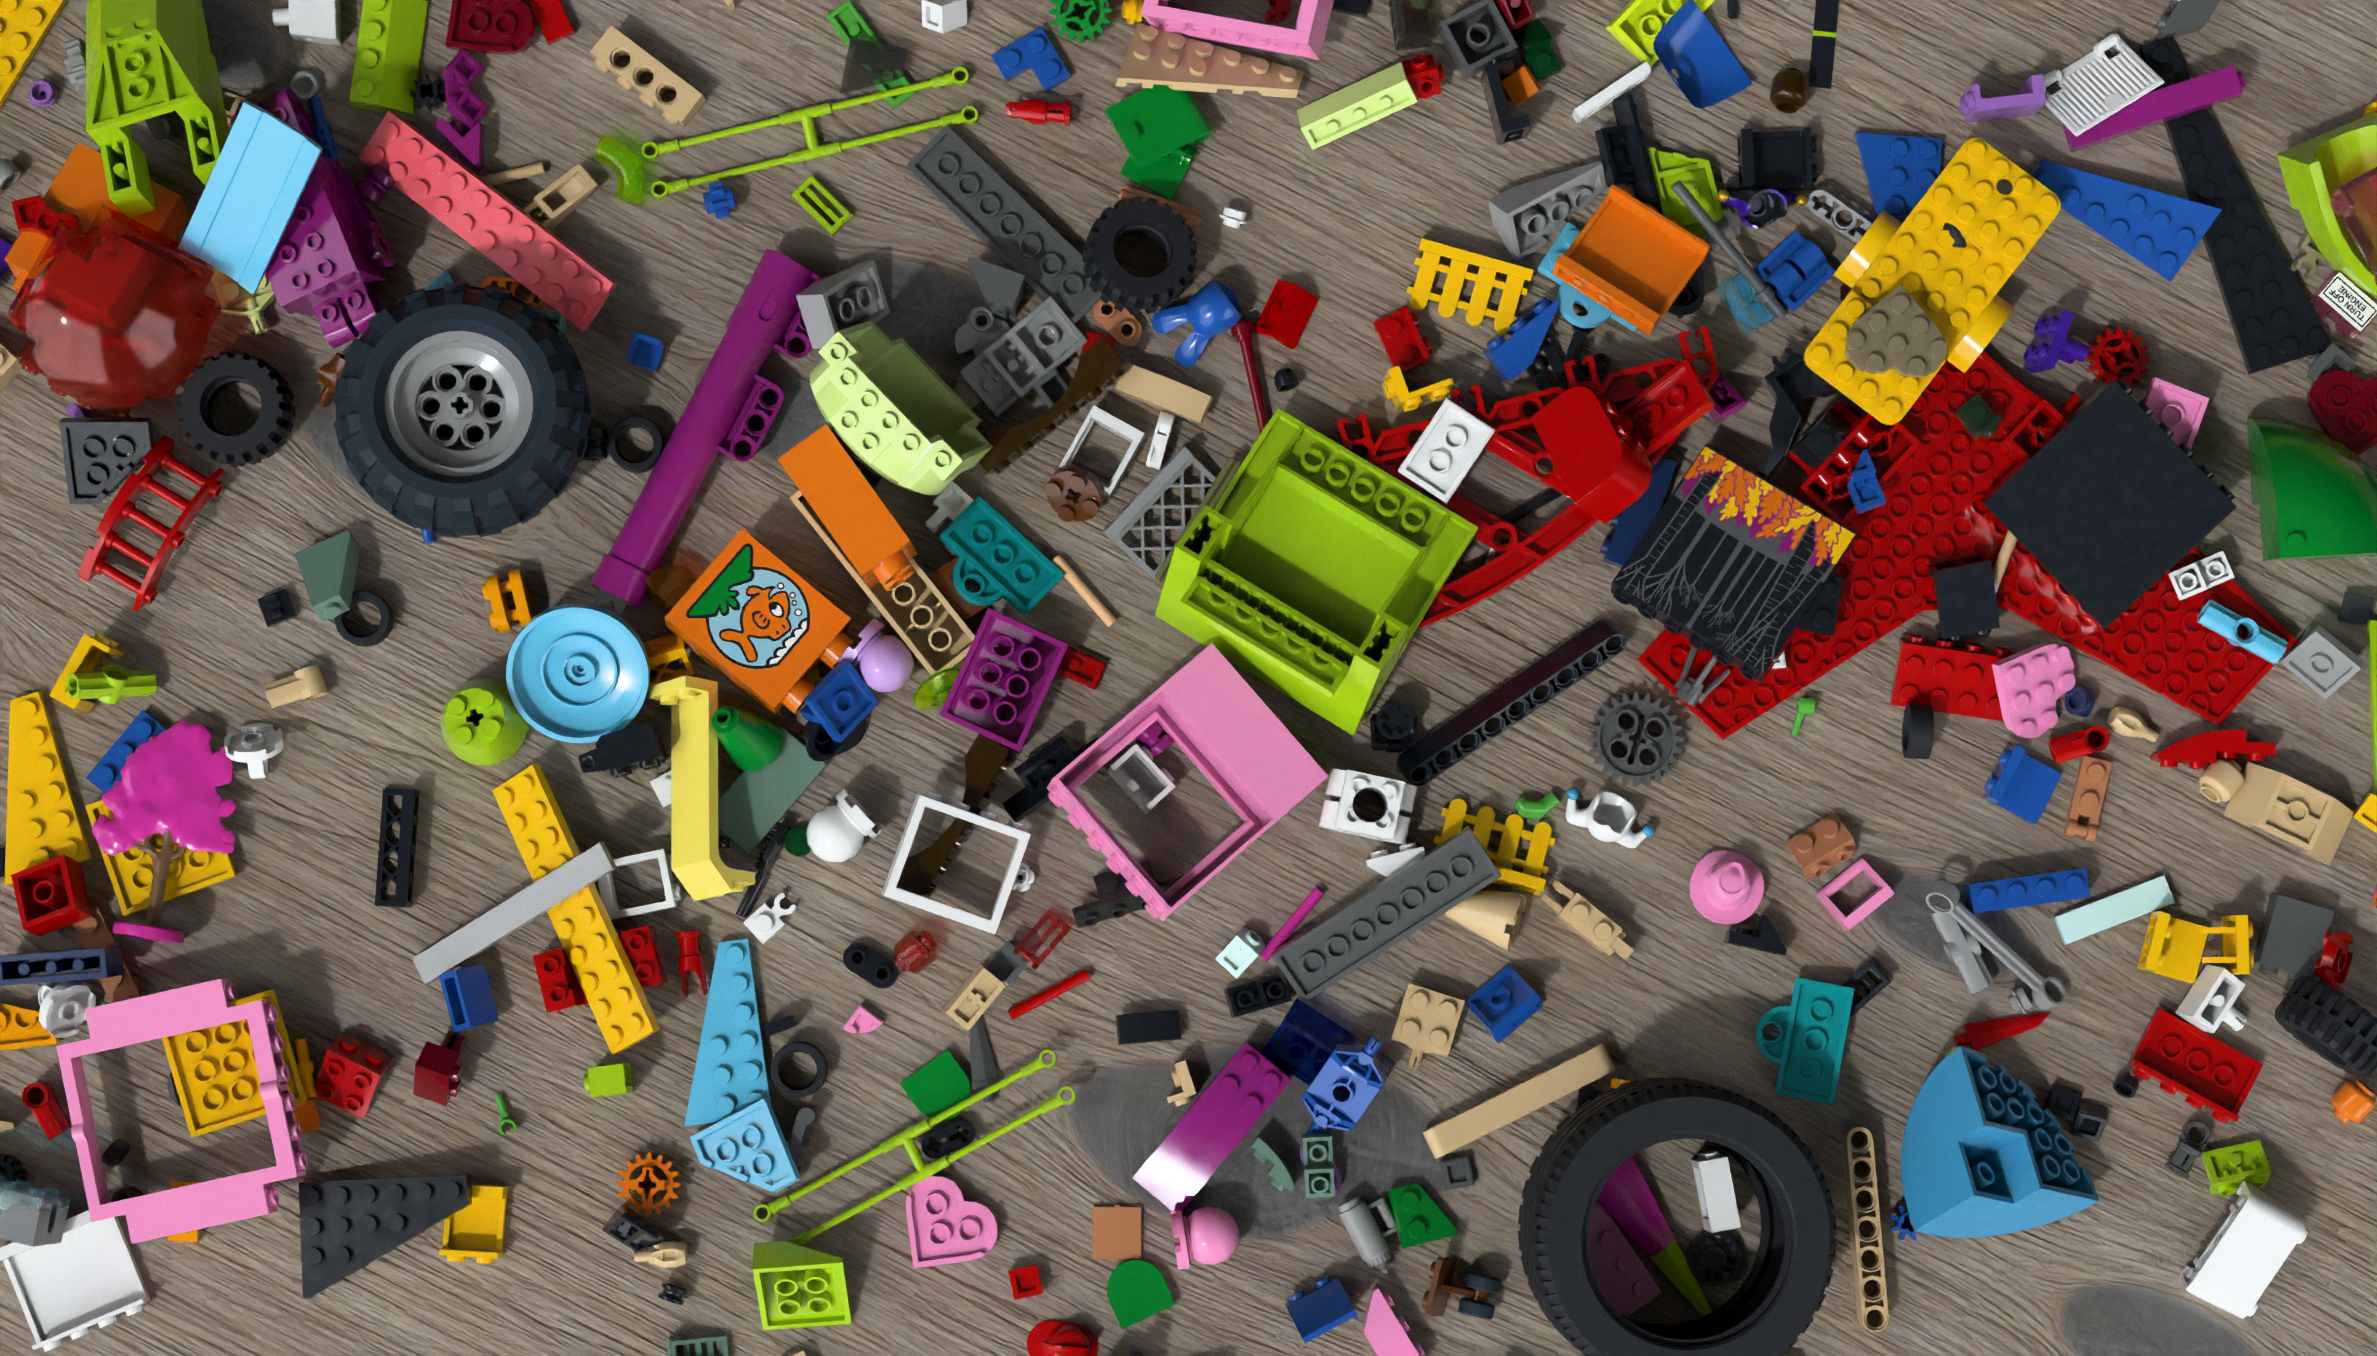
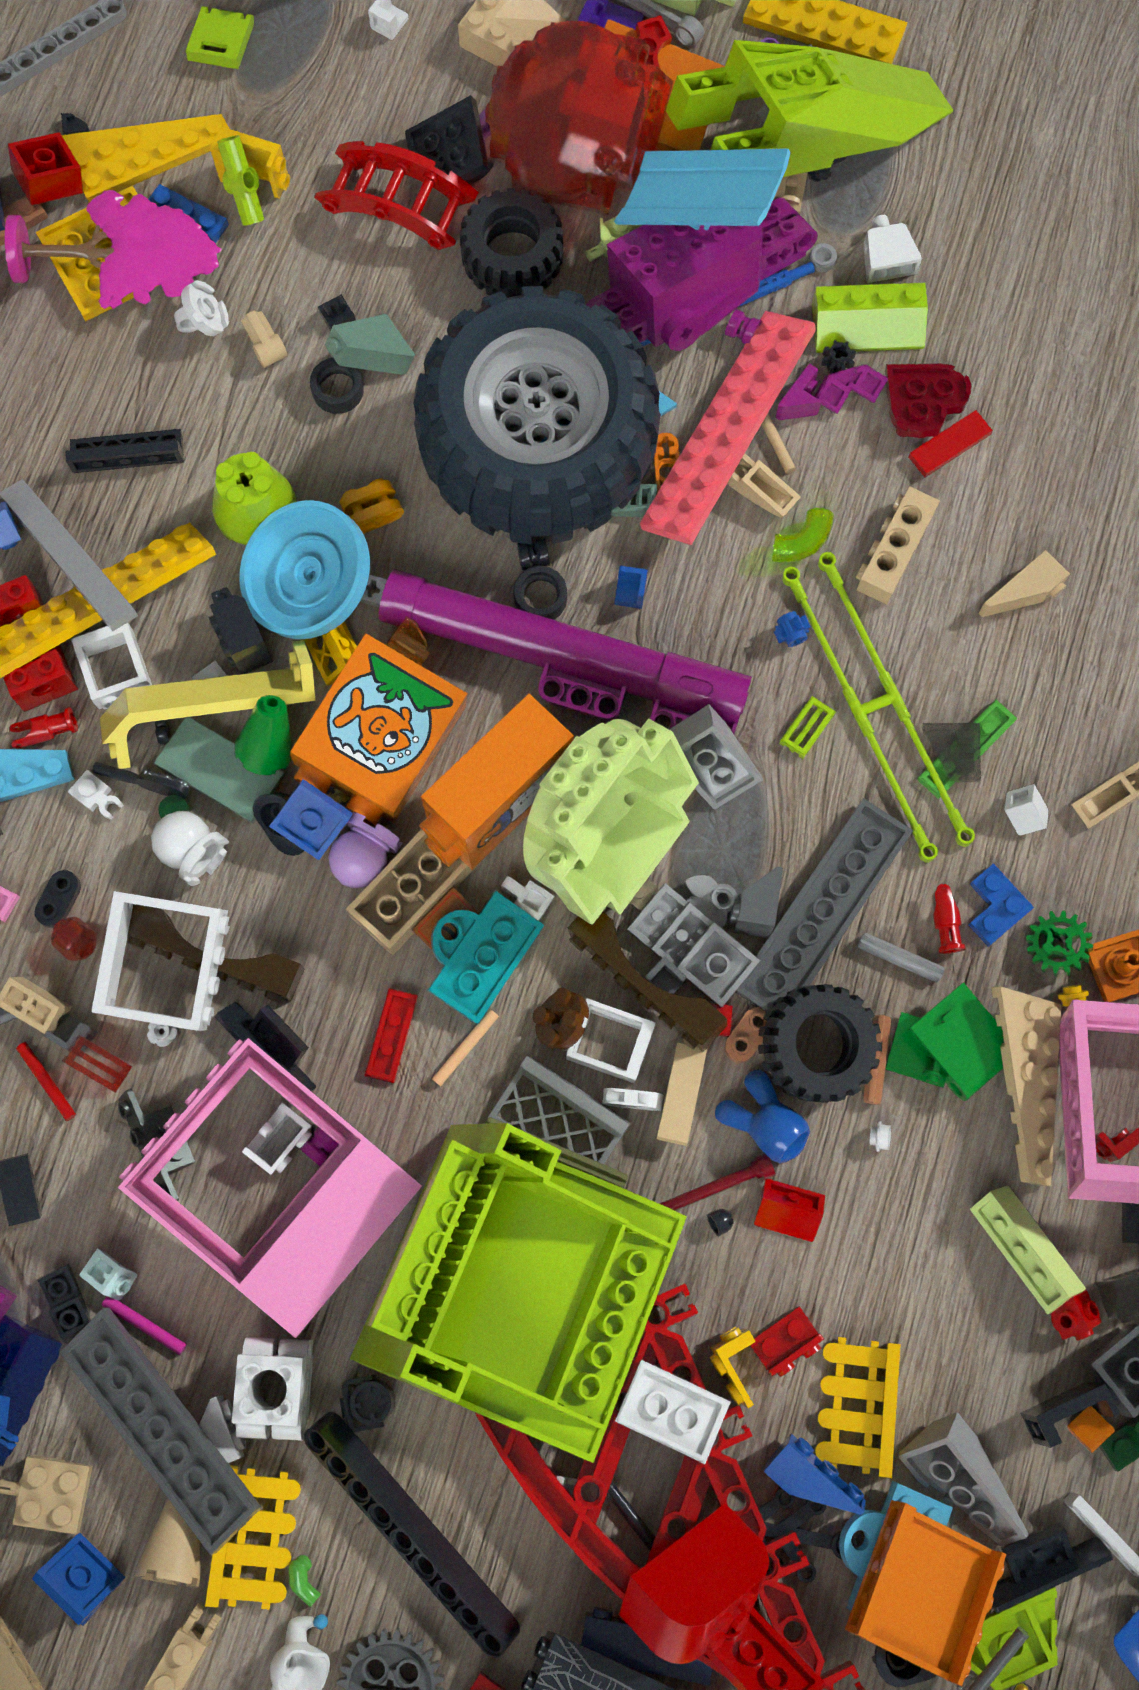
camera: 85 degrees right, 10 degrees down
(935, 690) = (339, 917): clear neon green dish -> none
(1004, 679) = (357, 979): magenta slope -> none
(1067, 162) = (901, 957): none -> light grey axle

